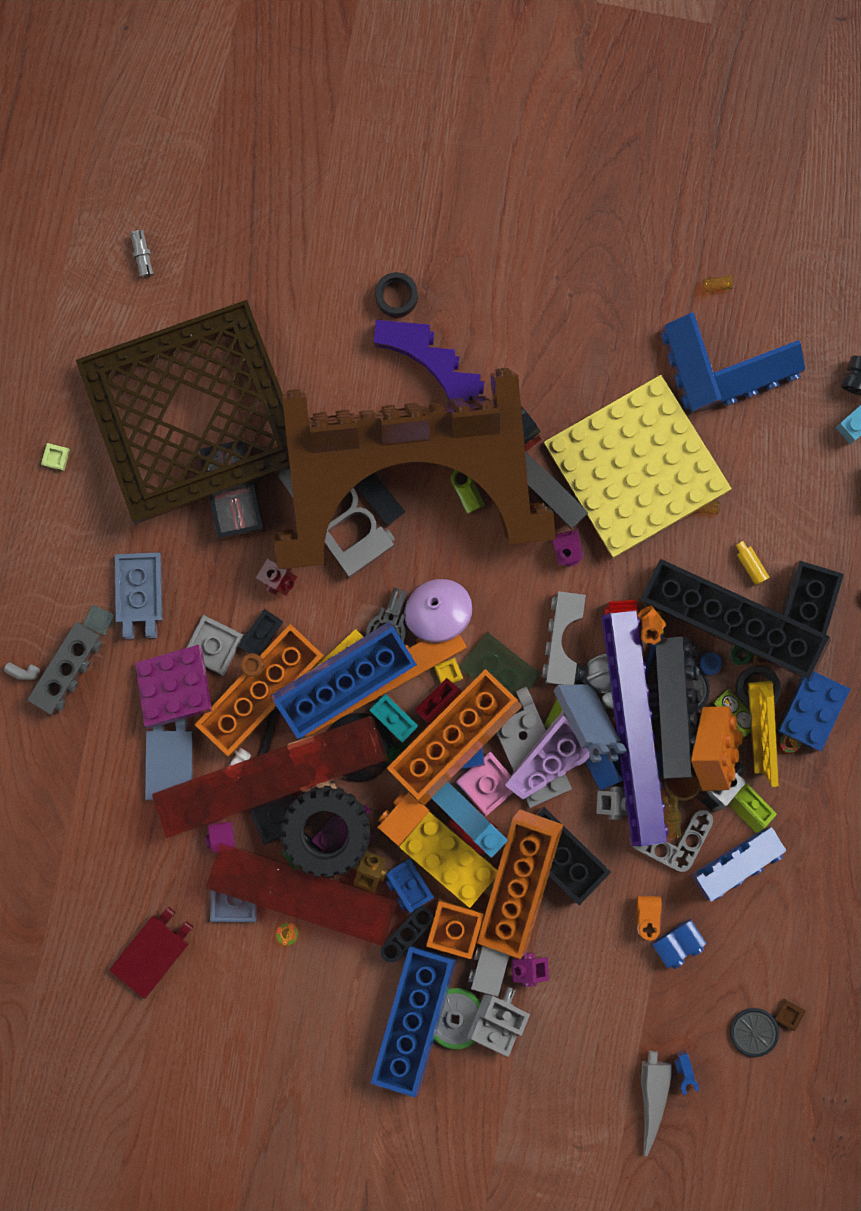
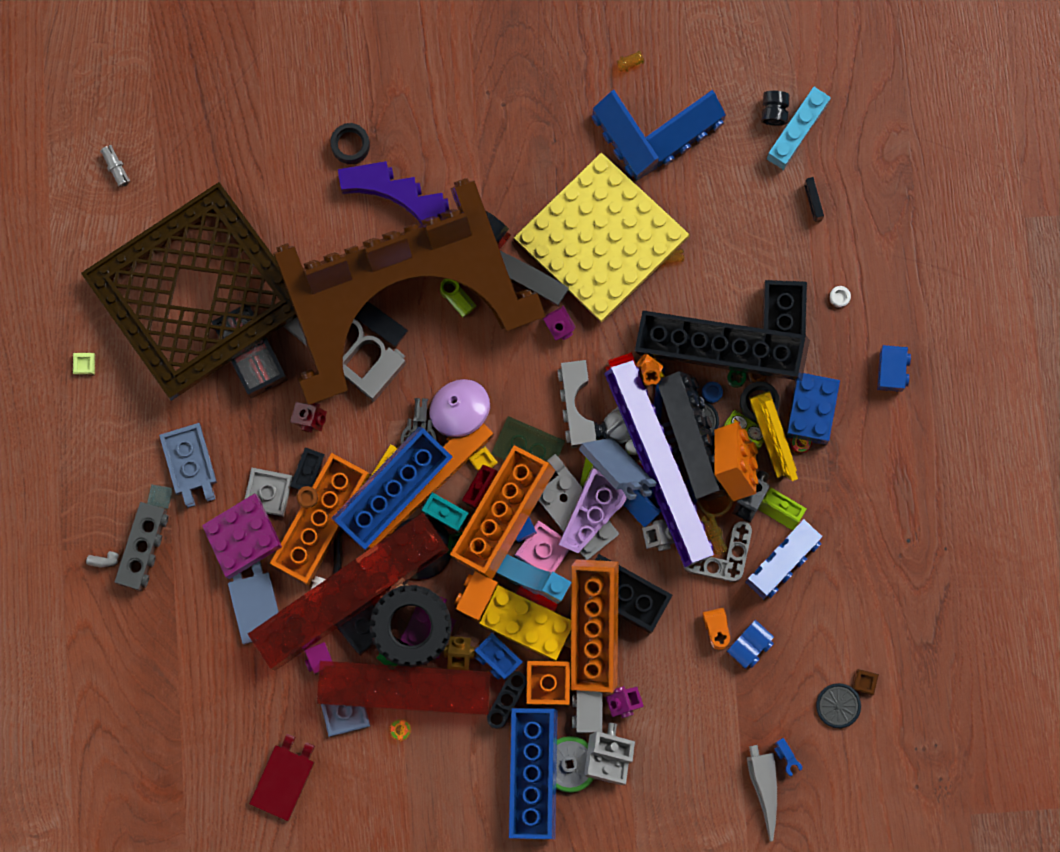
camera: 15 degrees left, 5 degrees down
(751, 563) = (725, 295): yellow cylinder -> none

